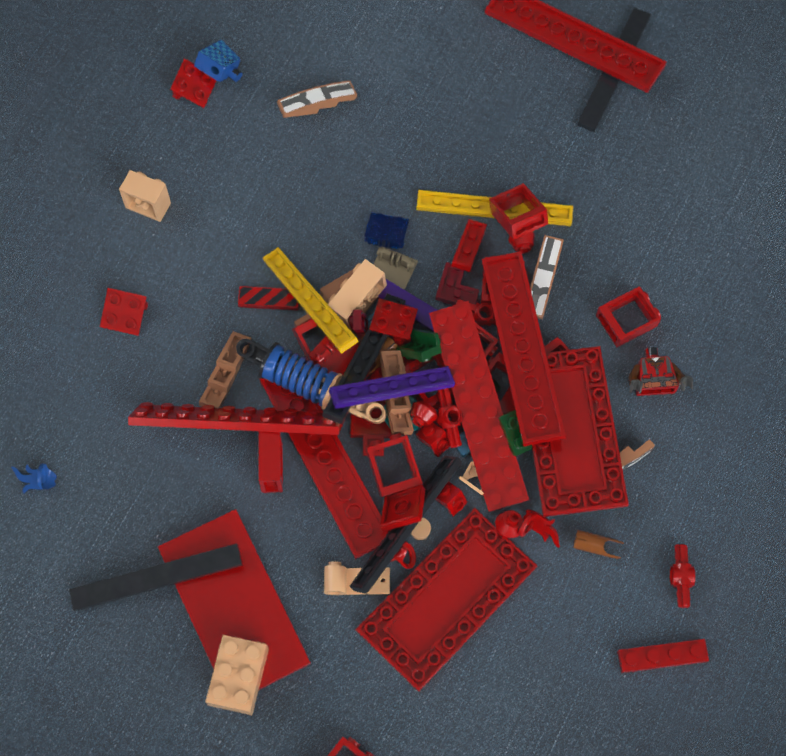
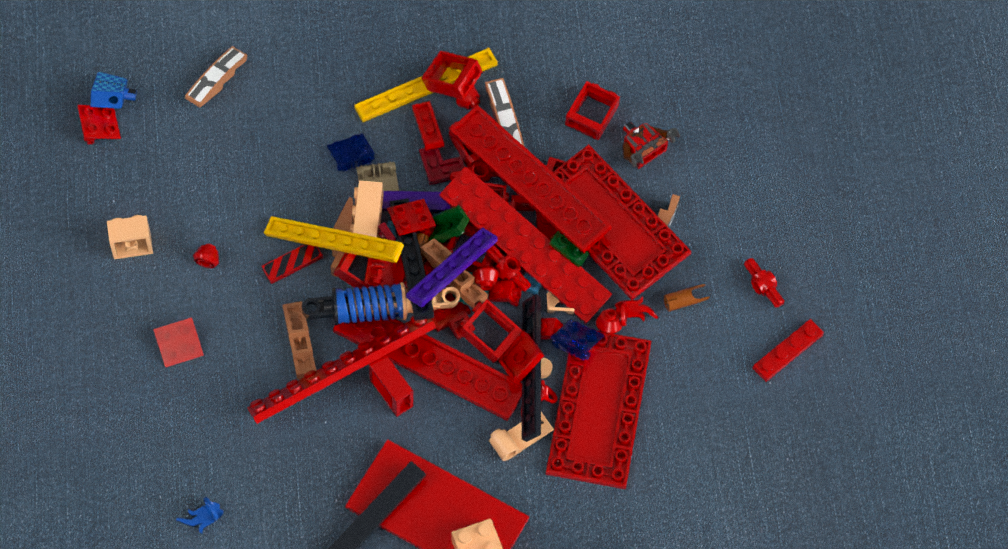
camera: 35 degrees left, 5 degrees down
(199, 250) = (207, 256): none -> red cone
(467, 521) = (576, 339): none -> clear blue hinge

